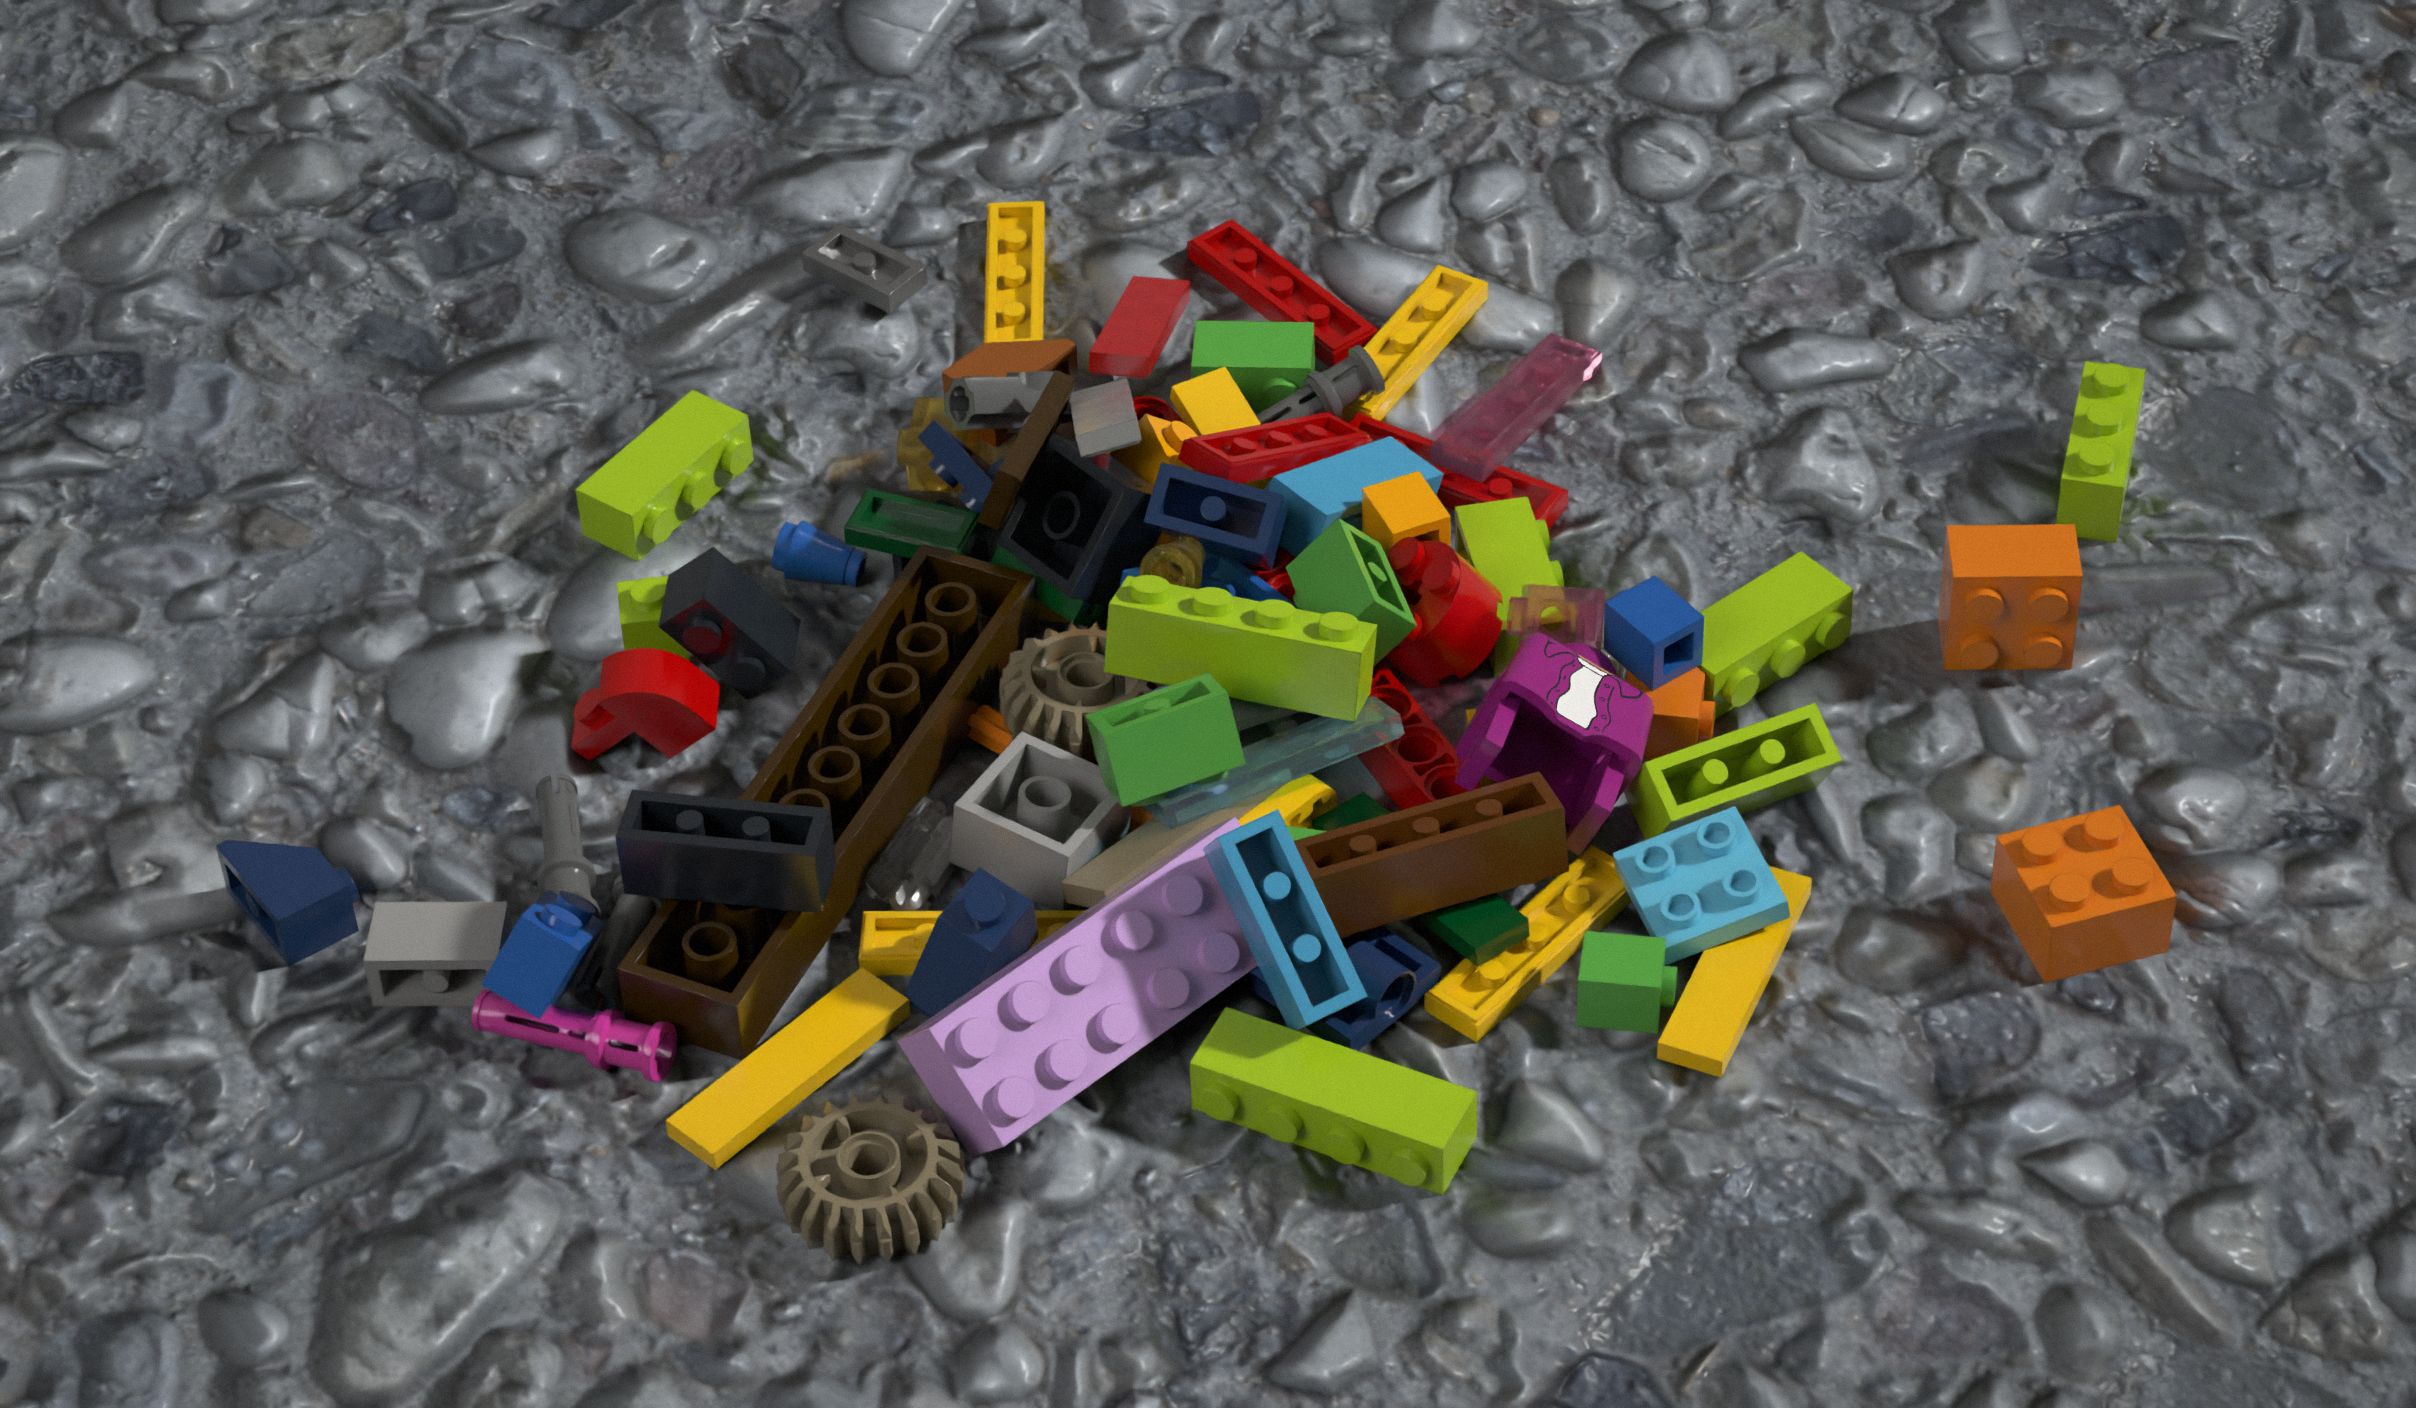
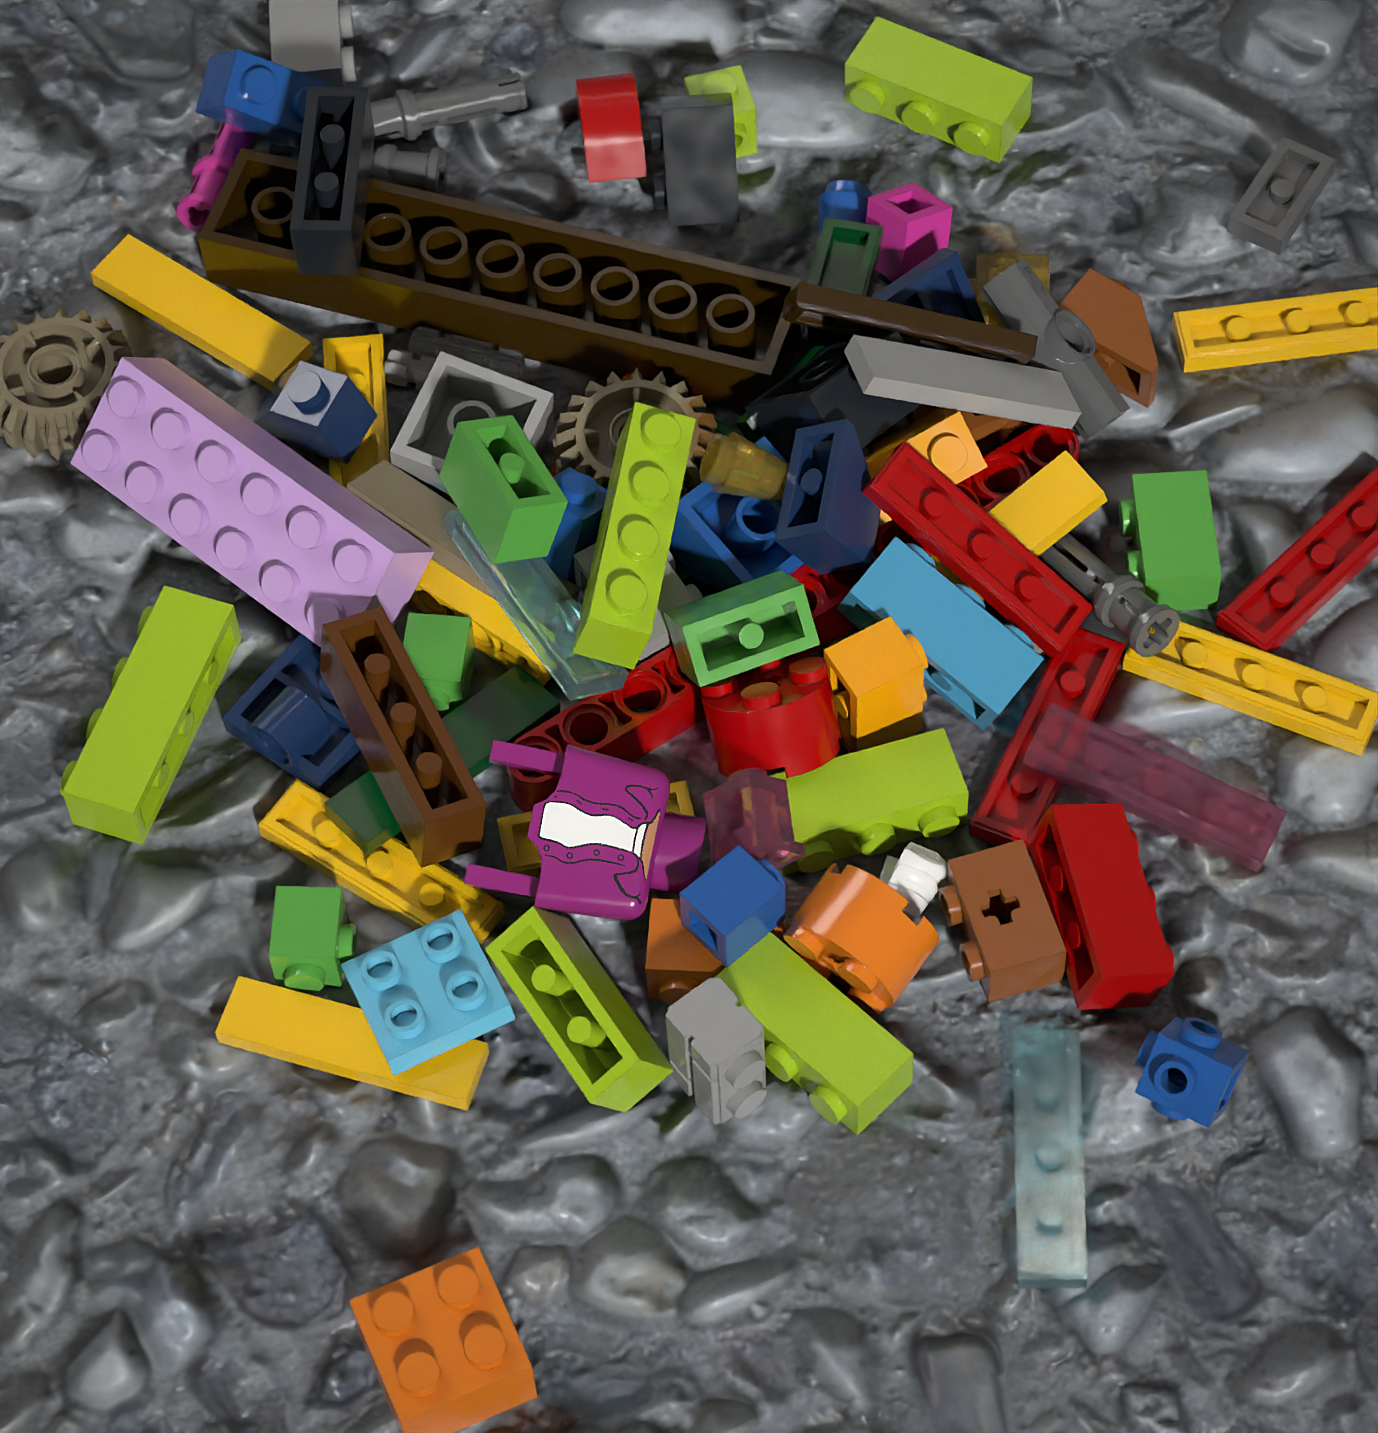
camera: 85 degrees right, 15 degrees up
(842, 483) = (913, 225): none -> dark pink brick
(1139, 327) = (1197, 425): red tile -> none
(1284, 921) = (273, 611): dark azure brick -> none
(1601, 562) = (915, 876): none -> white arm
(1646, 439) = (1101, 905): none -> red brick
(1650, 505) = (1004, 921): none -> dark orange brick
(1682, 555) = (860, 937): none -> orange brick
(1792, 663) = (717, 1051): none -> light grey brick
(1820, 399) = (1189, 1070): none -> blue brick
(1874, 509) = (1048, 1159): none -> clear light blue tile
(2009, 597) = (857, 1260): orange brick -> none
(2100, 450) = (1153, 1368): lime brick -> none

